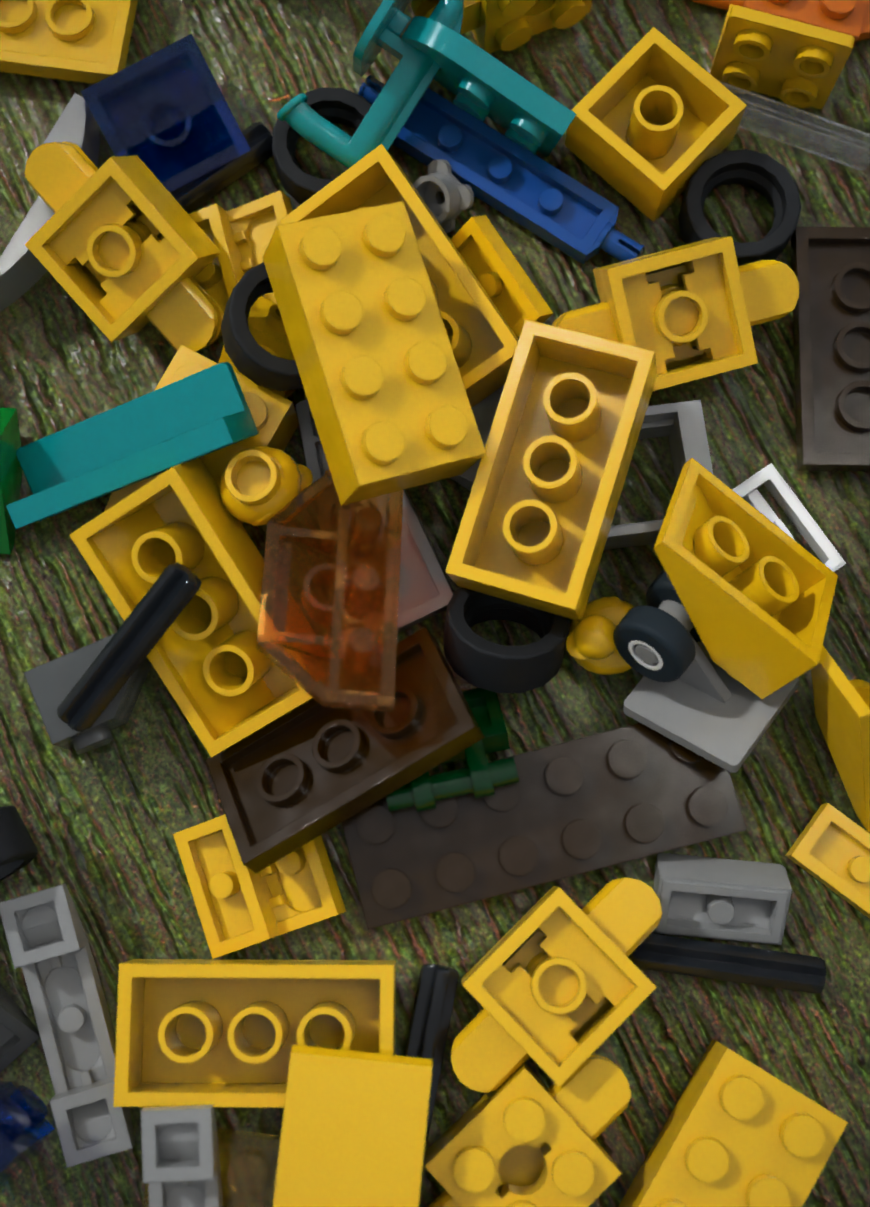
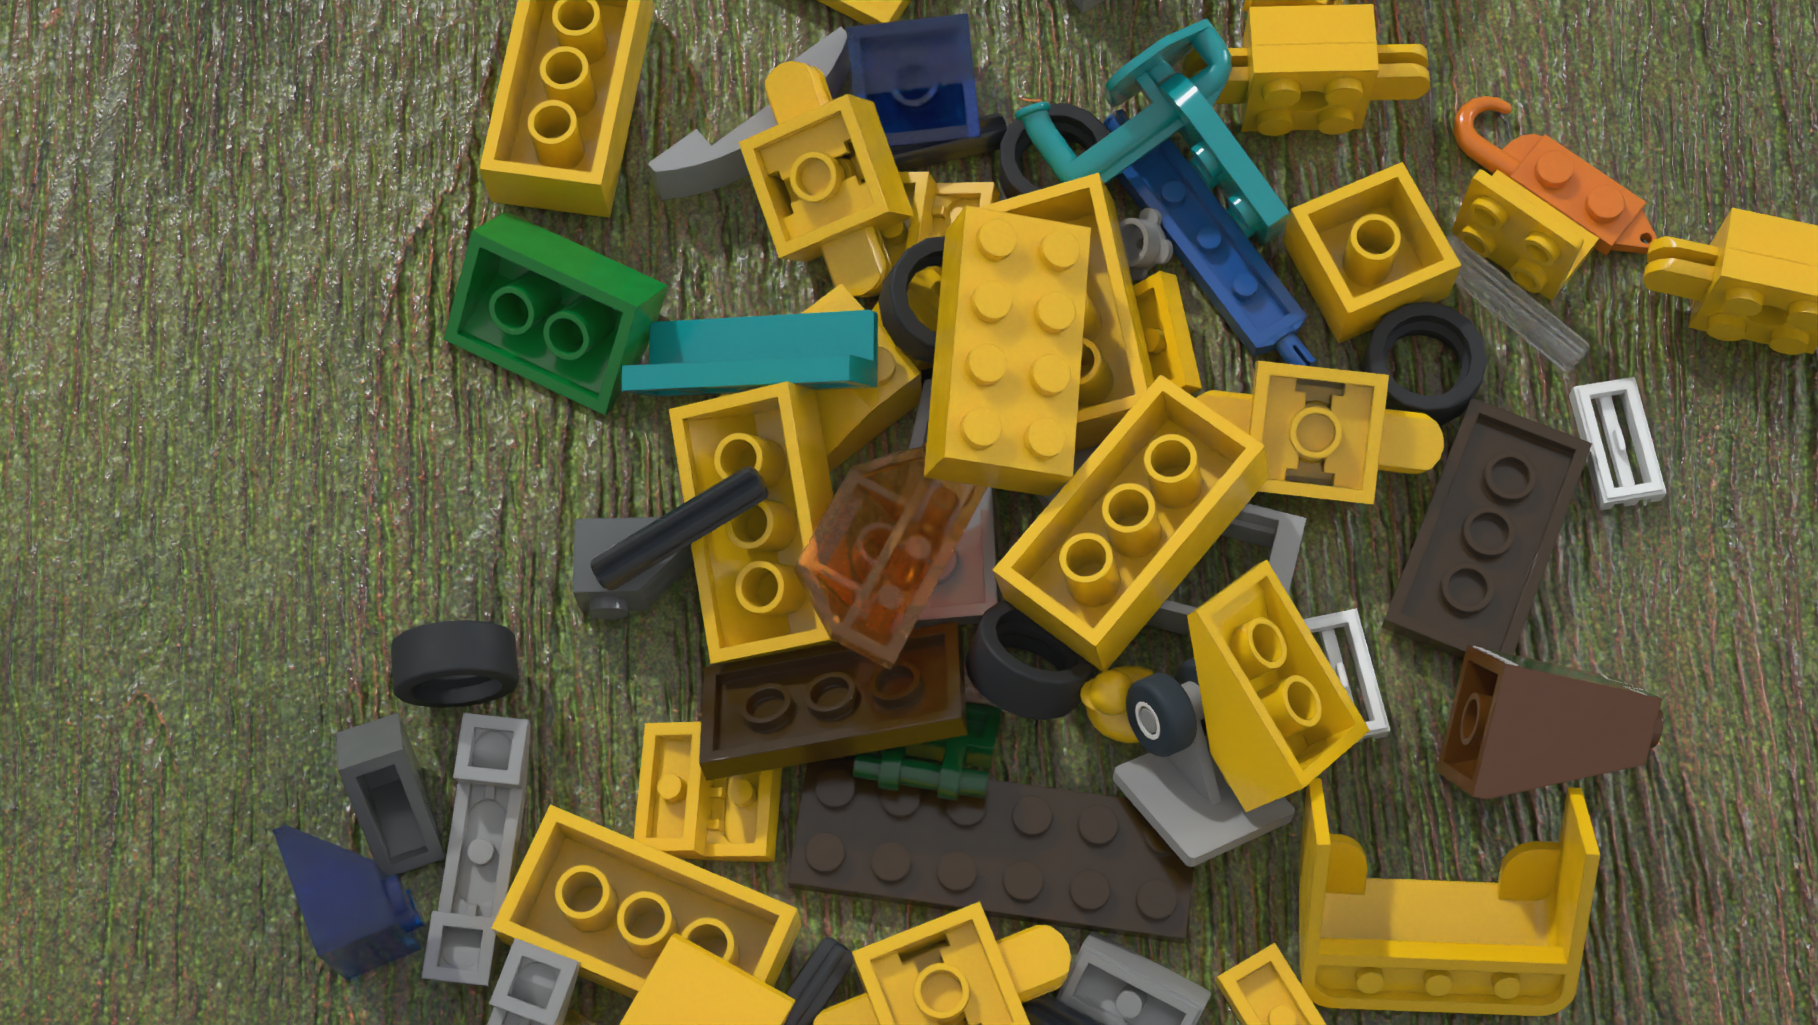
camera: 25 degrees right, 10 degrees down
(261, 483) = (860, 431): yellow animal -> none

